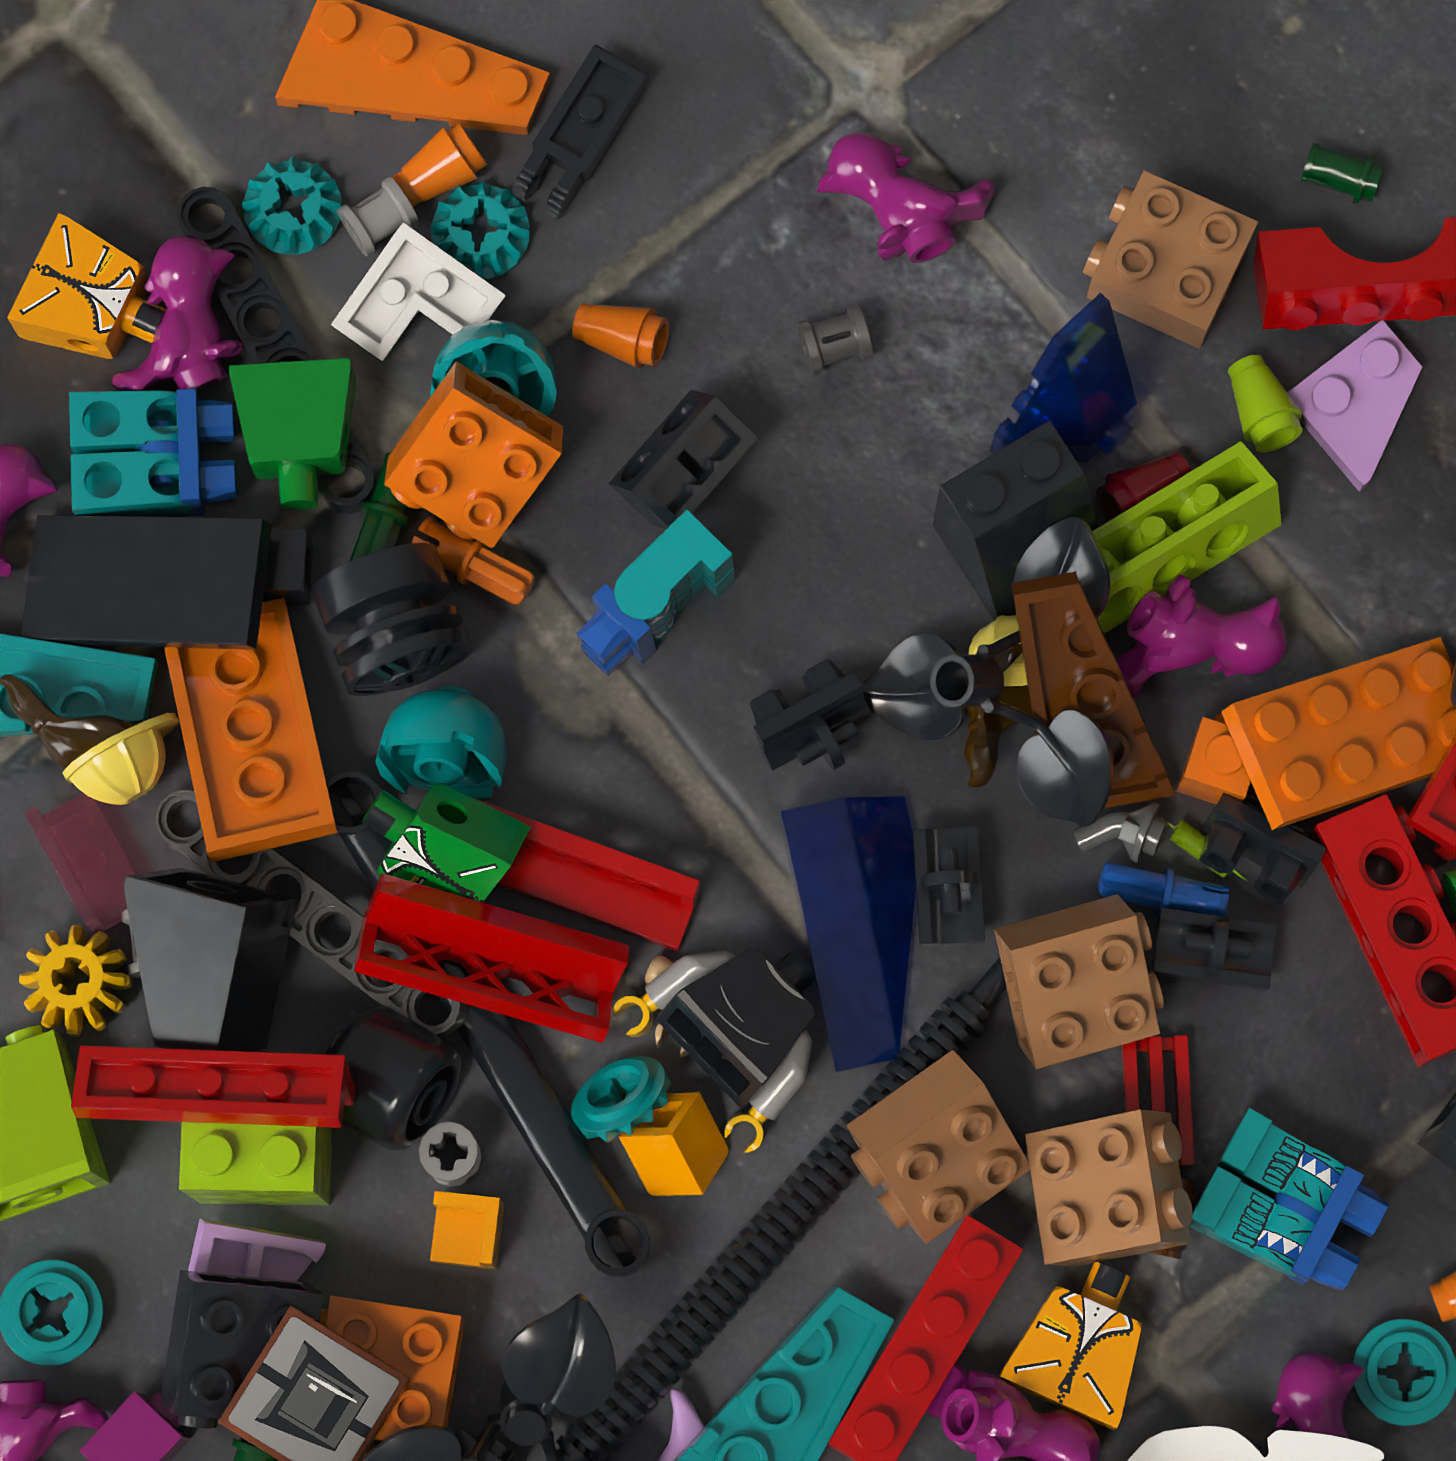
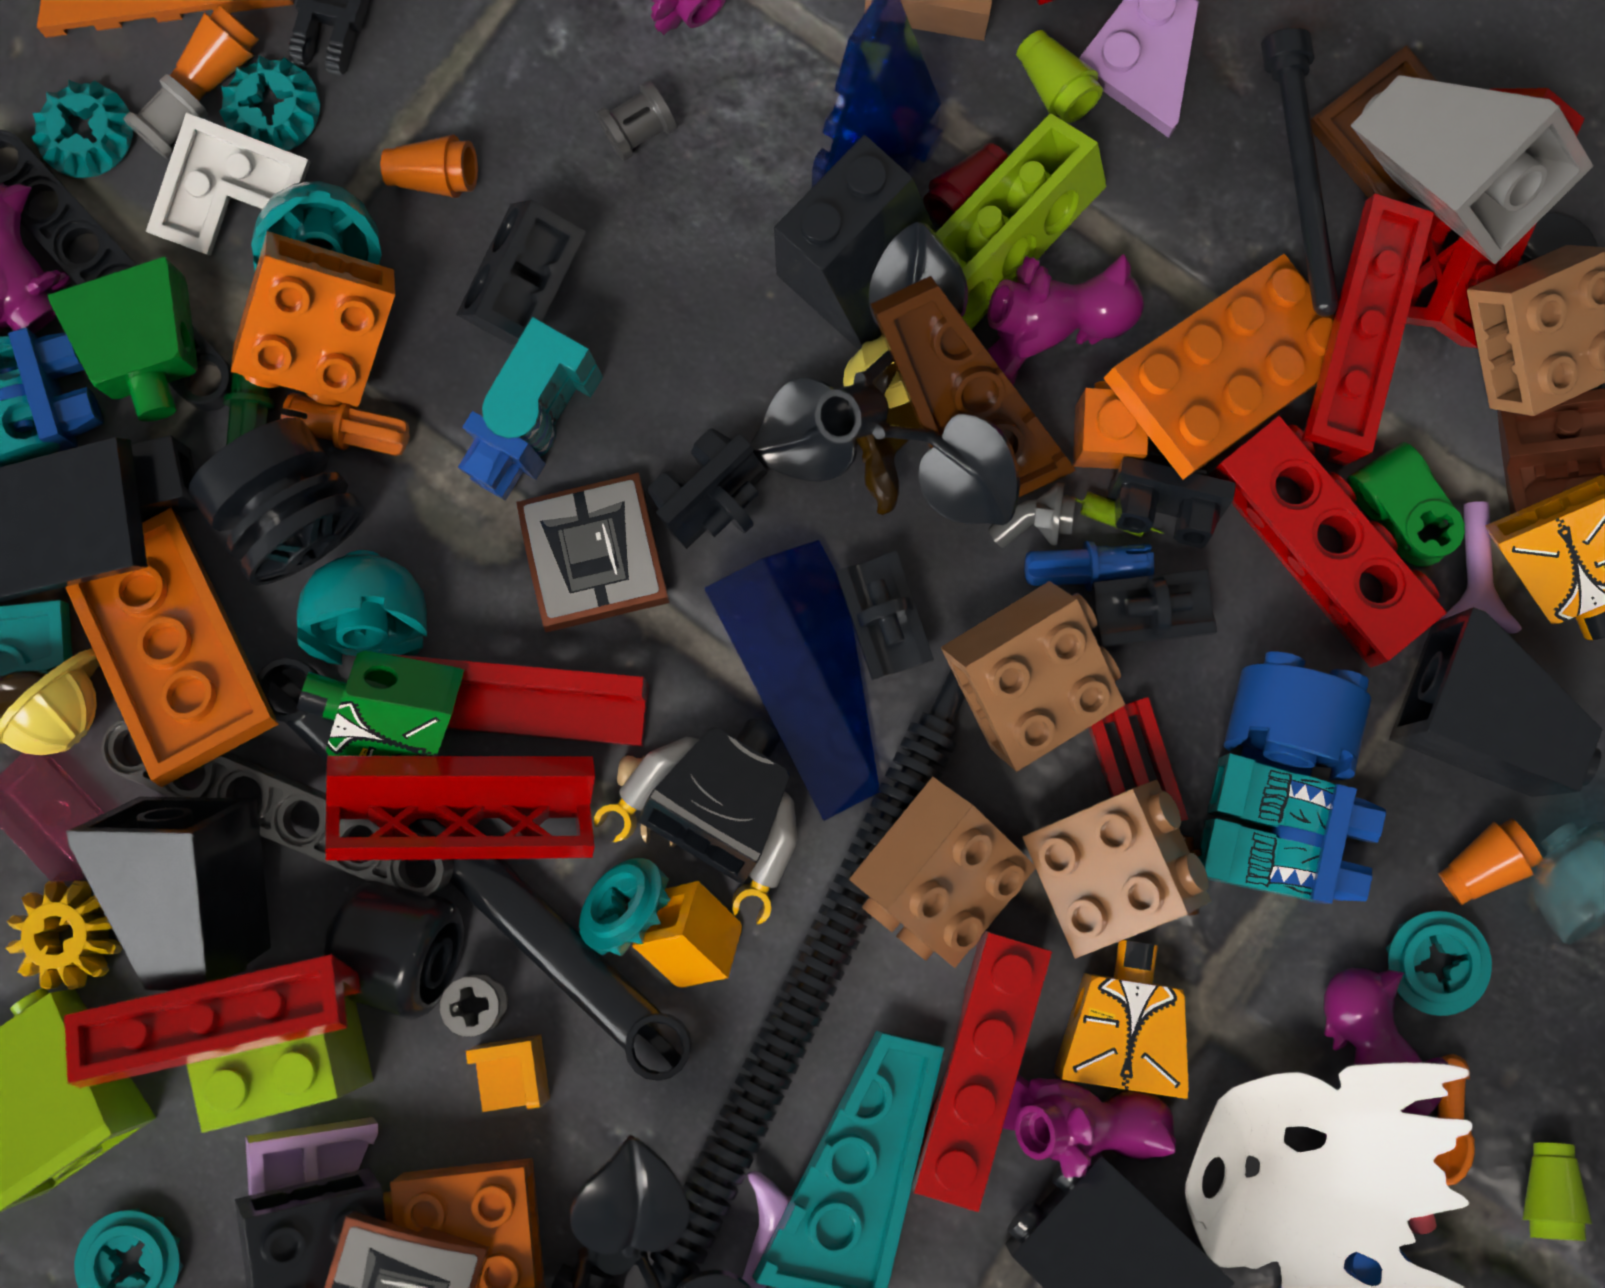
camera: 15 degrees left, 5 degrees up
(679, 749) = (592, 552): none -> slope
(1327, 1090) = (1299, 716): none -> blue brick

